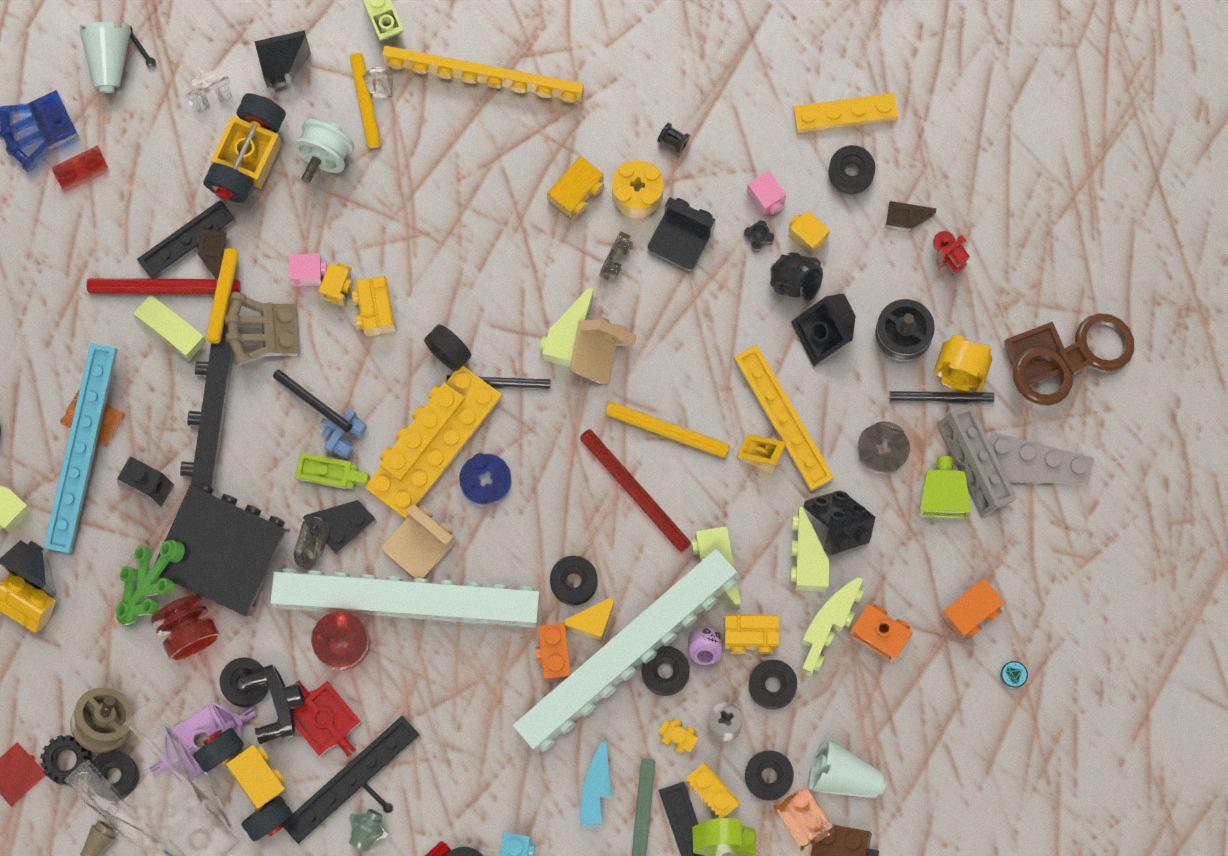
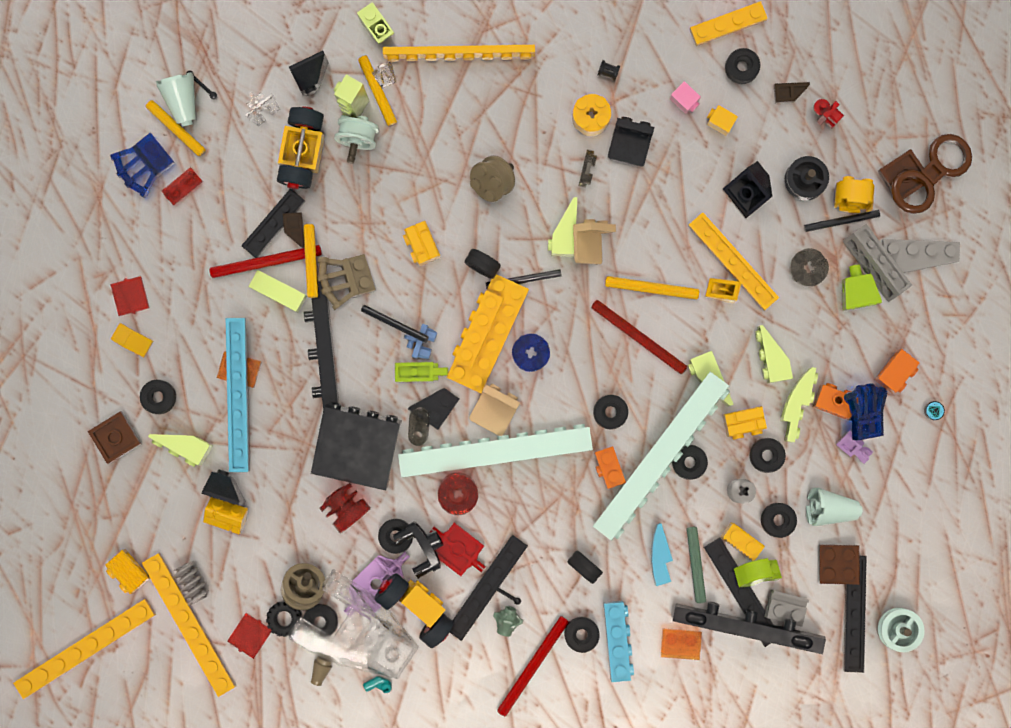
camera: 10 degrees left, 10 degrees up
(91, 93) = (171, 124): none -> yellow axle
(128, 610) = (301, 502): bright green plant -> none
(143, 480) = (289, 408): black torso -> none
(306, 269) = (366, 227): bright pink brick -> none
(326, 94) = (351, 96): none -> yellowish green brick
(336, 283) = (390, 232): yellow brick -> none
(487, 240) = (492, 178): none -> dark tan wheel
(489, 778) = (584, 567): none -> black tyre
(576, 187) = (546, 123): yellow brick -> none
(591, 621) = (631, 439): yellow slope -> none
(675, 733) = (704, 504): yellow piece -> none
(705, 645) = (714, 438): lavender head -> none
(762, 228) = (686, 134): black plate -> none
(796, 272) = (720, 155): black helmet -> none
(804, 818) = (810, 545): clear orange plate -> none
(847, 521) = (793, 326): black bracket -> none
(891, 695) = (855, 447): none -> lavender plate
(917, 670) = (868, 412): none -> clear blue plate

